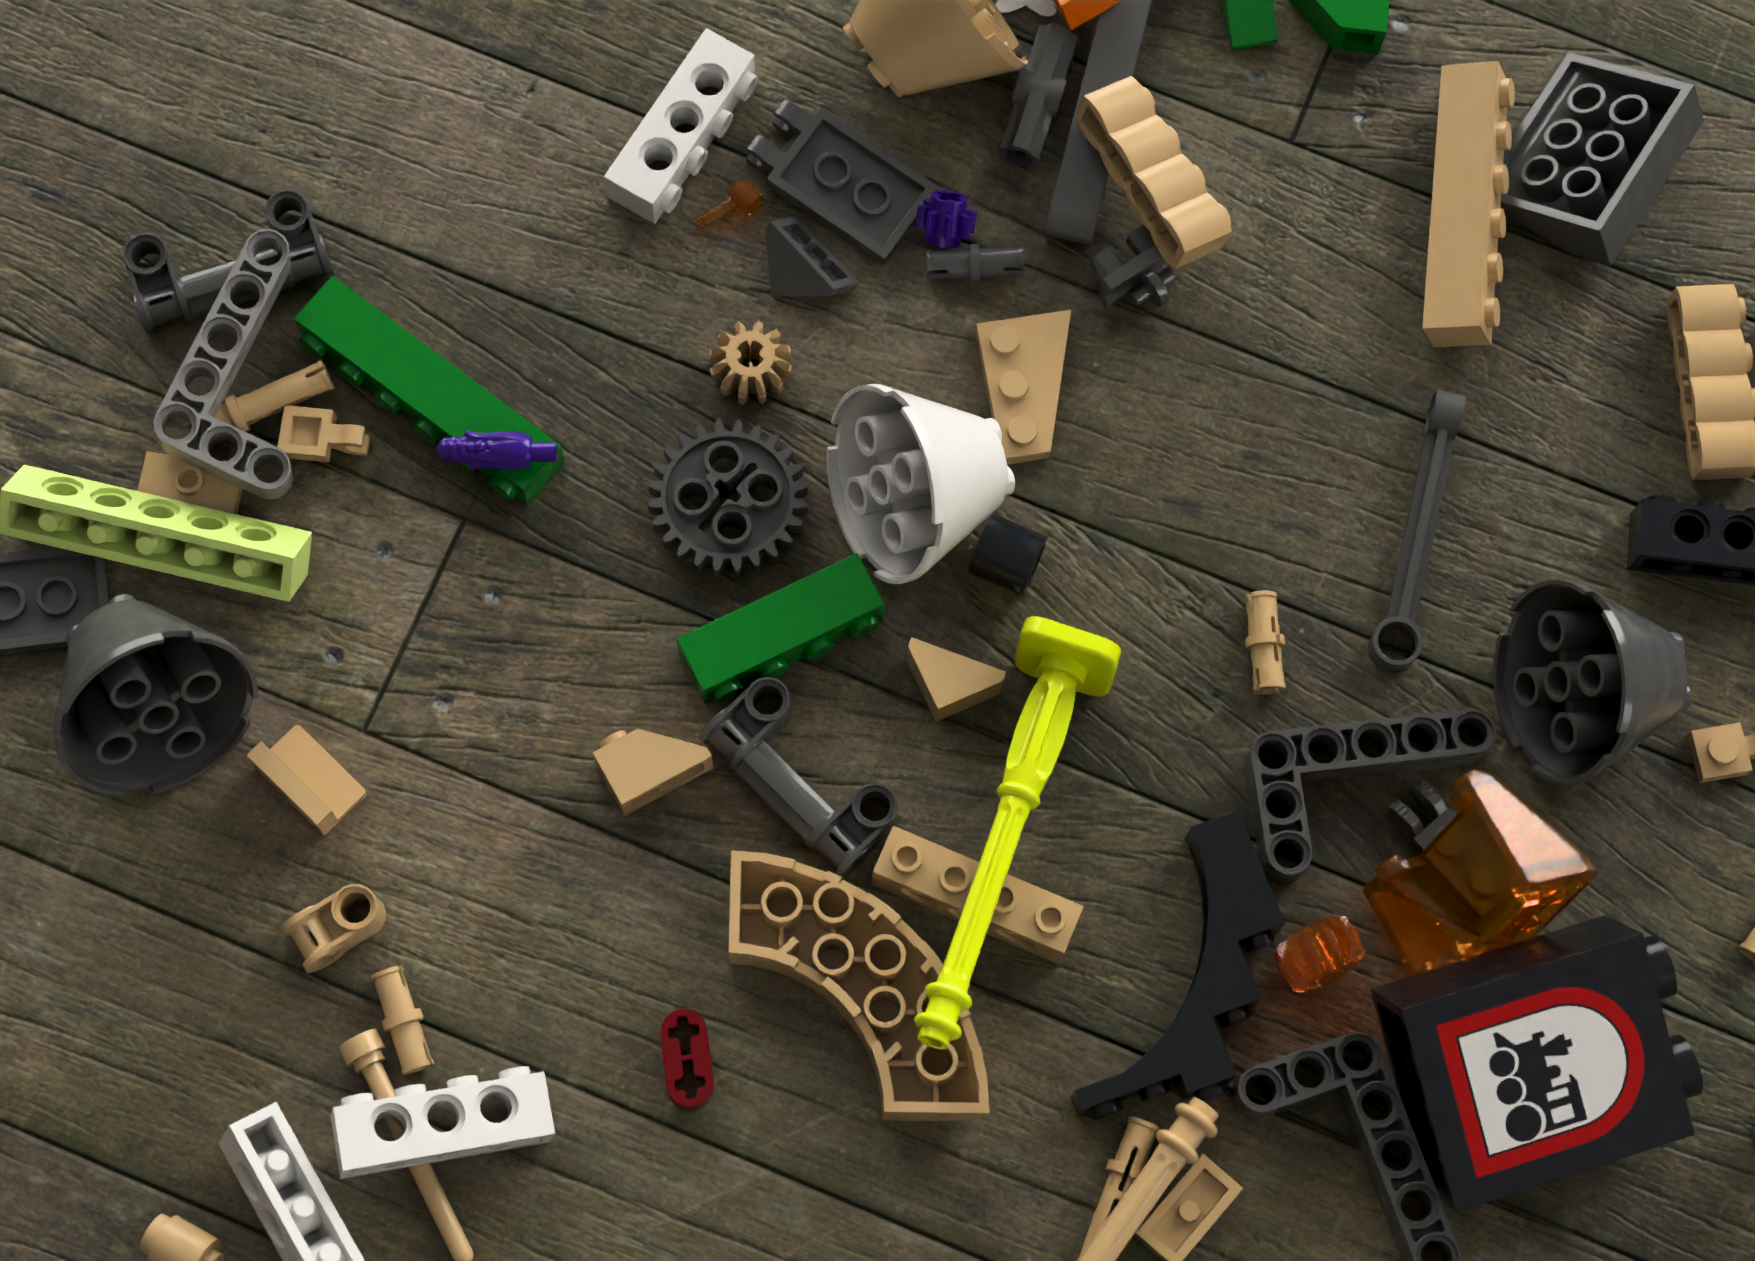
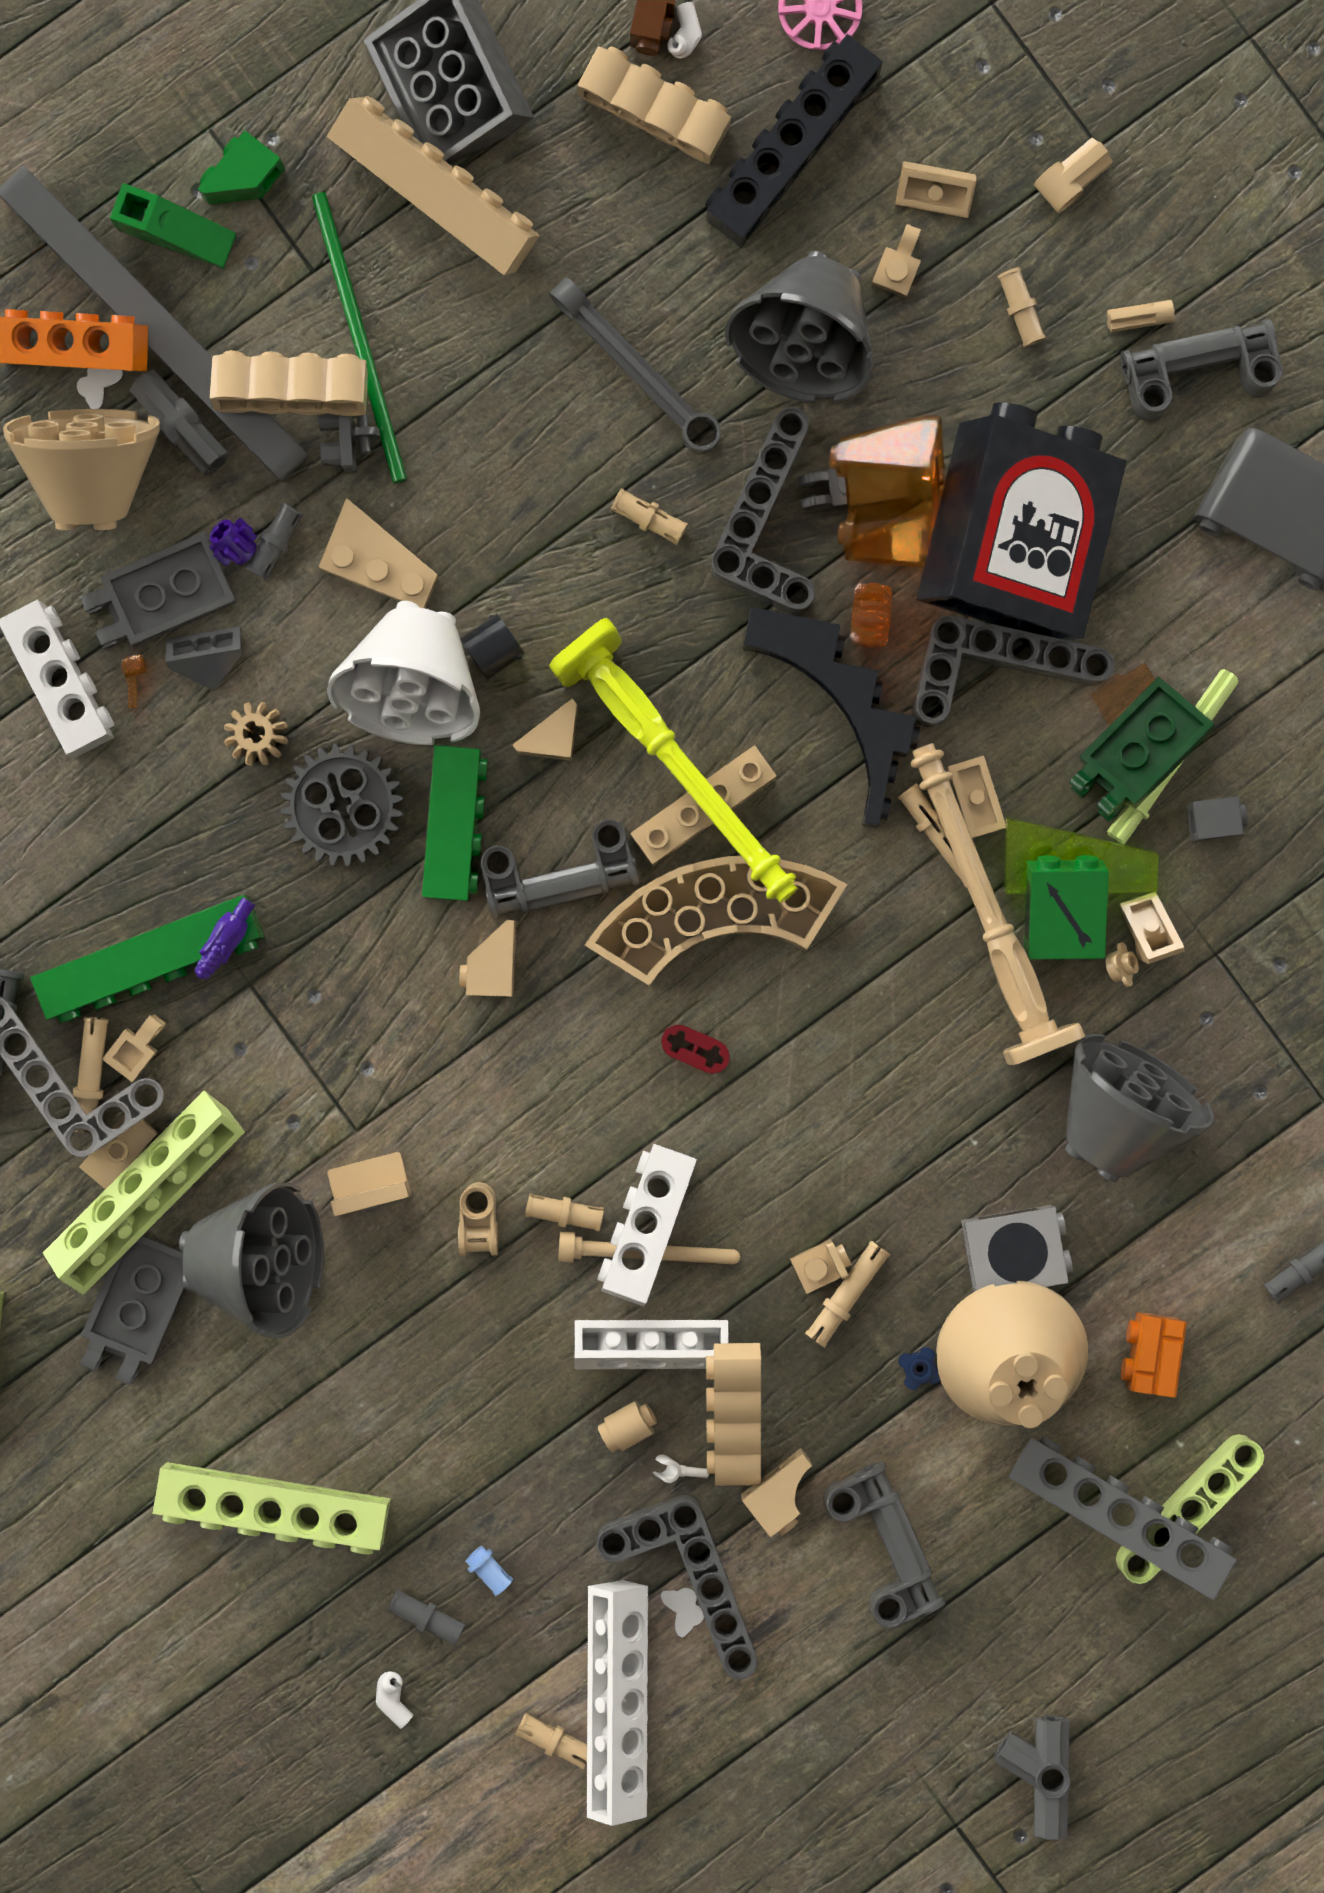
camera: 55 degrees left, 15 degrees up
(1250, 228) = (359, 336): none -> green piece

